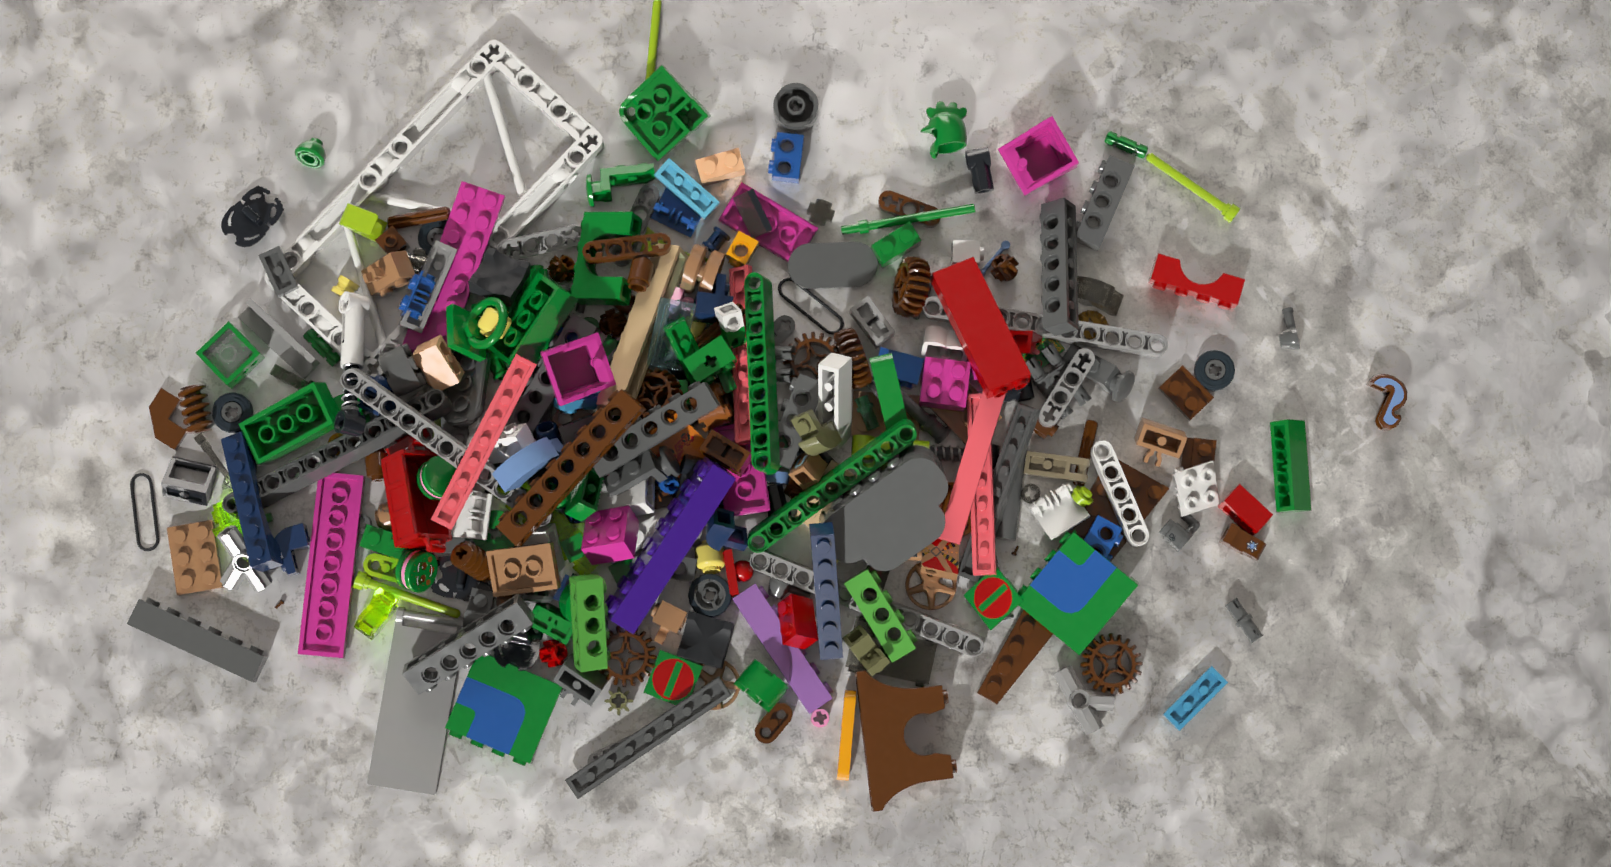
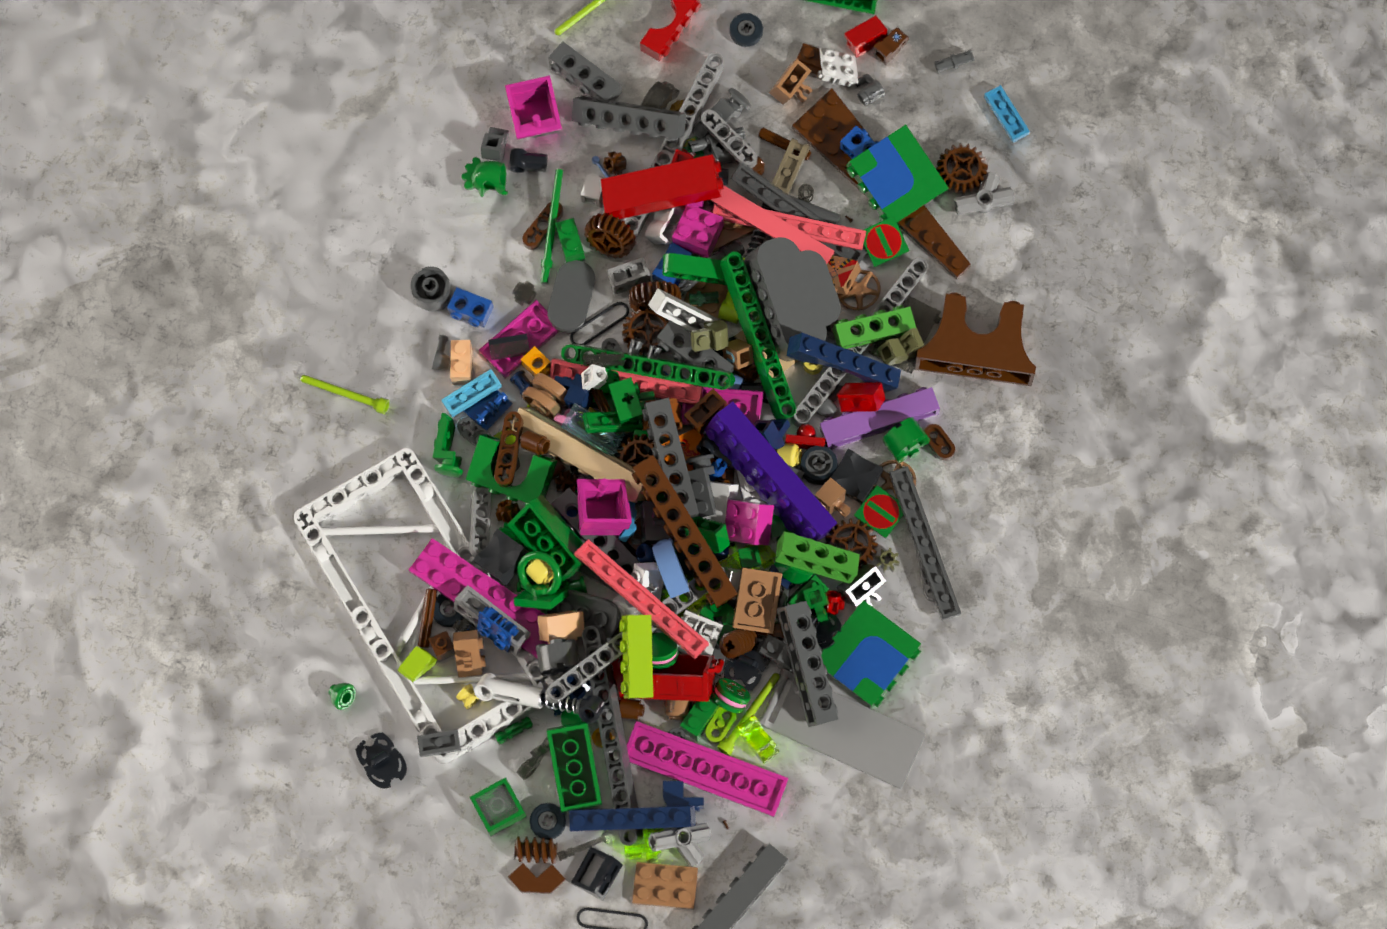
camera: 65 degrees left, 10 degrees down
(278, 339) = (494, 764): light grey fence -> none
(415, 455) = (637, 656): none -> lime brick
(546, 634) = (817, 599): none -> green plate
(662, 113) = (401, 395): green slope -> none
(718, 144) = (441, 360): none -> dark grey bar
(752, 321) = (603, 359): none -> clear smoke pin
(823, 712) = (949, 402): bright pink axle -> none
(846, 735) = (964, 387): light orange beam -> none
(986, 126) = (494, 144): none -> dark grey brick
(1058, 511) = (826, 174): white hinge -> none
(1082, 496) = (820, 152): lime plate -> none
(1119, 482) = (818, 118): white beam -> none
(1126, 144) = (542, 46): green axle -> none
(1186, 393) = (758, 56): reddish brown plate -> none

